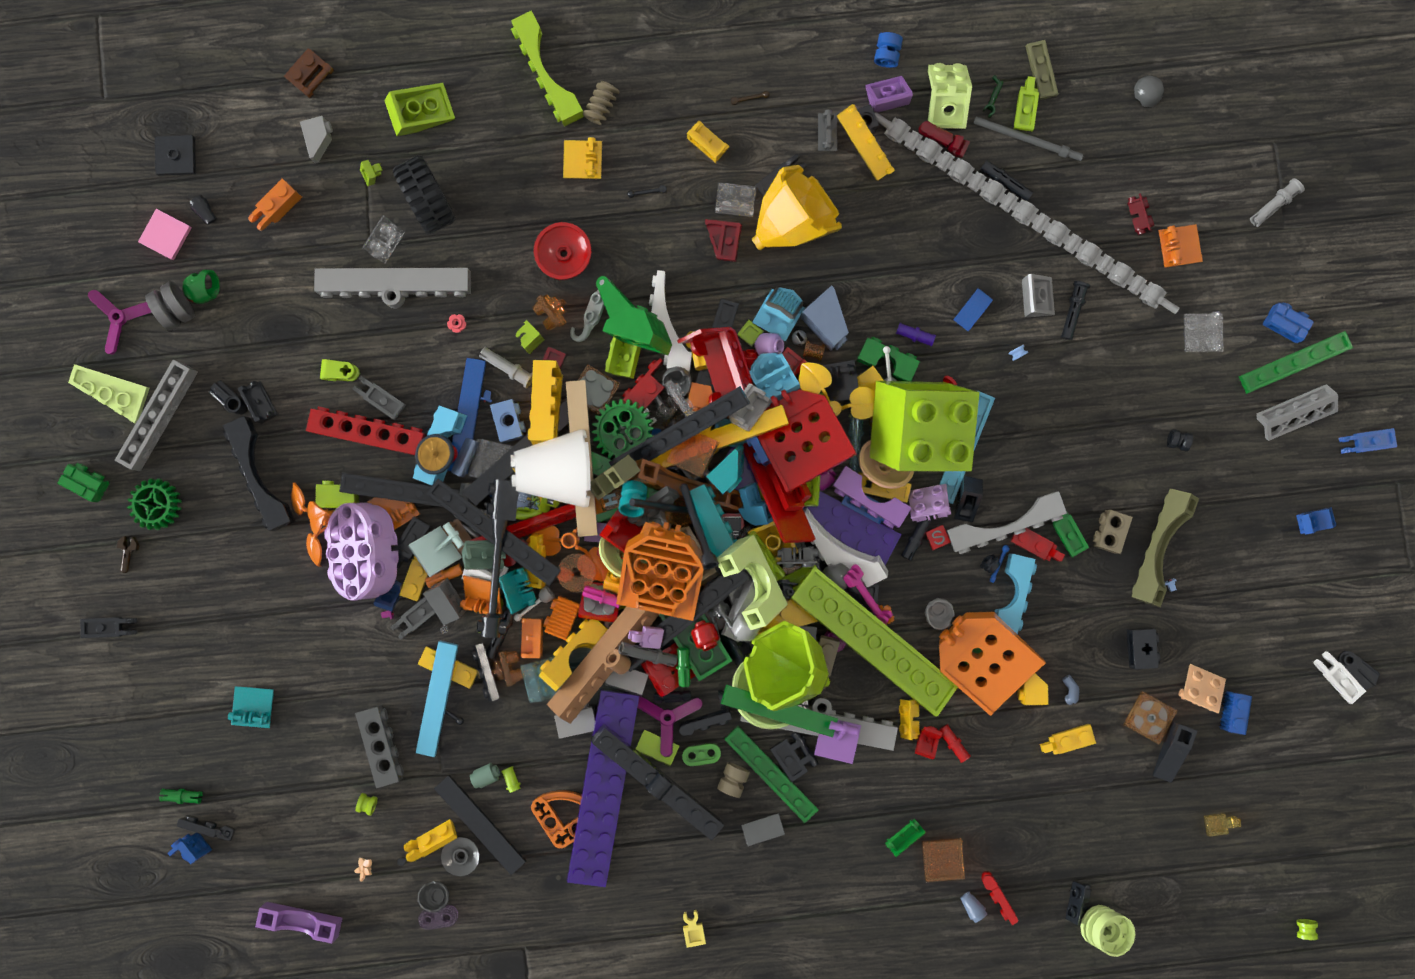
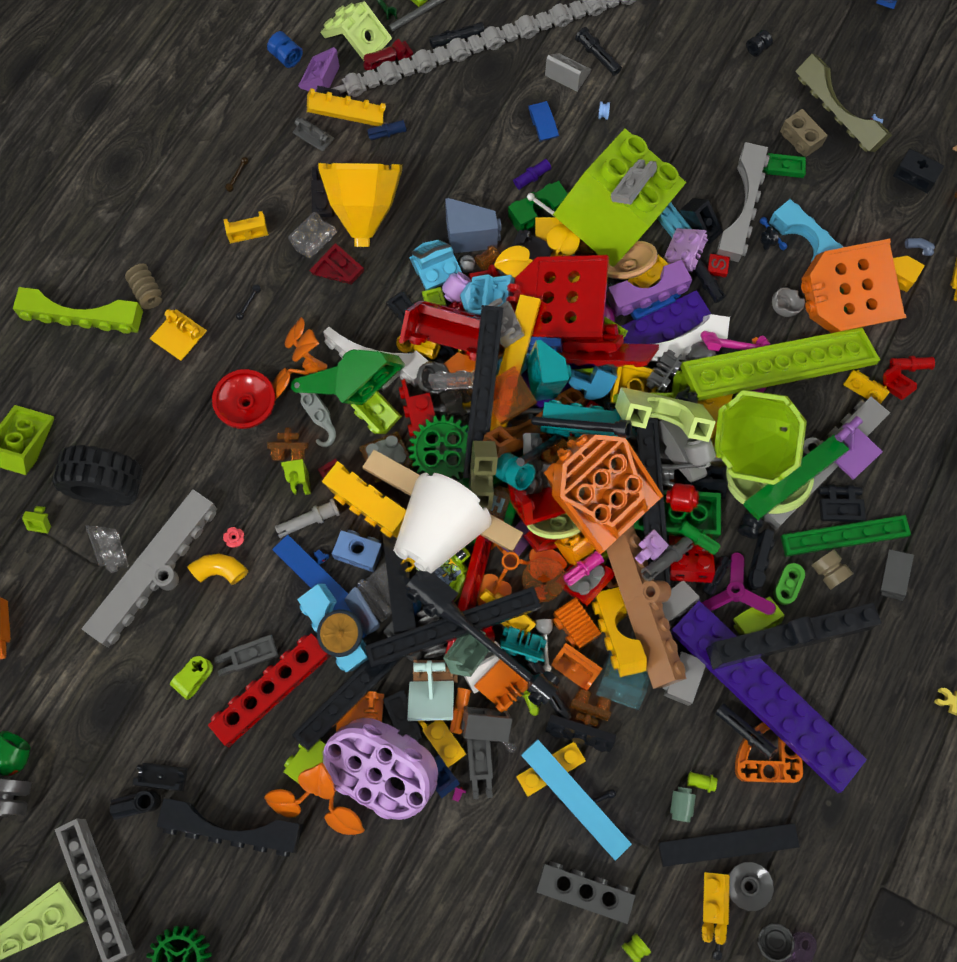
camera: 60 degrees left, 15 degrees down
(427, 327) = (218, 565): none -> yellow cylinder
(565, 790) = (746, 731): none -> black pin
(623, 273) = (304, 345): none -> orange plant
(873, 187) = (386, 130): none -> dark blue axle
(923, 434) = (633, 182): none -> light grey hinge
(1037, 545) = (777, 195): red hinge -> none

